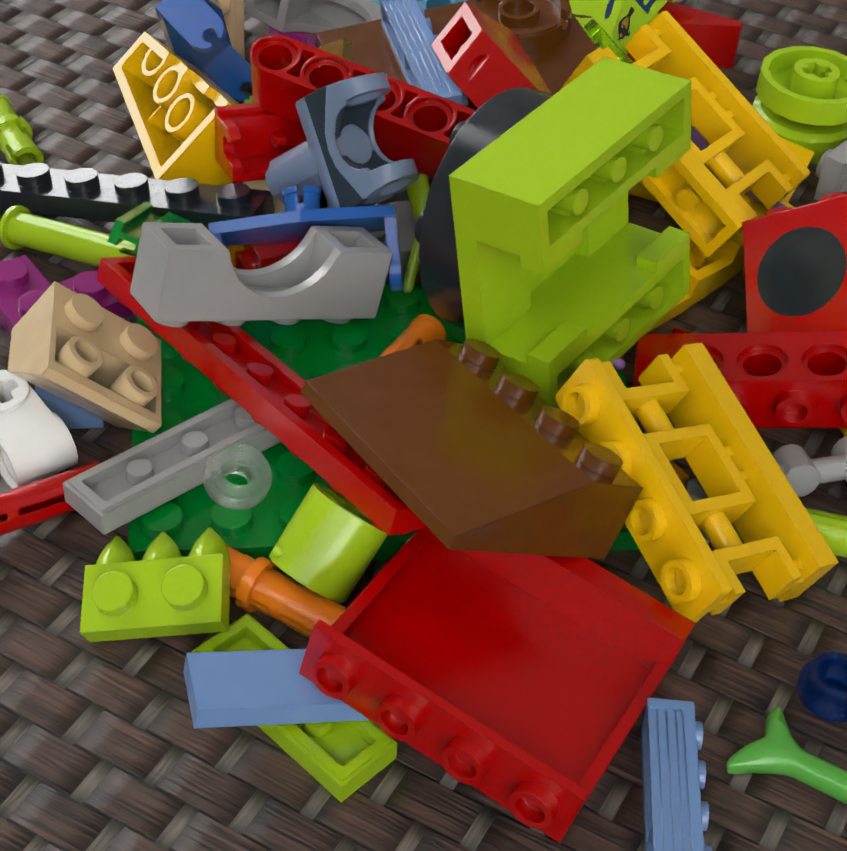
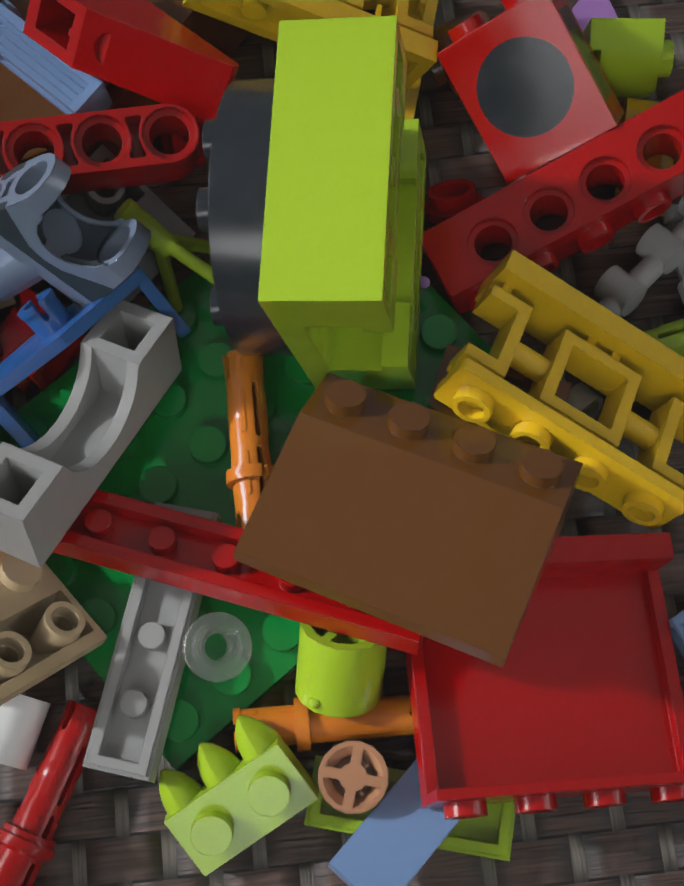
camera: 30 degrees left, 30 degrees up
(262, 616) = (353, 767): none -> nougat wheel

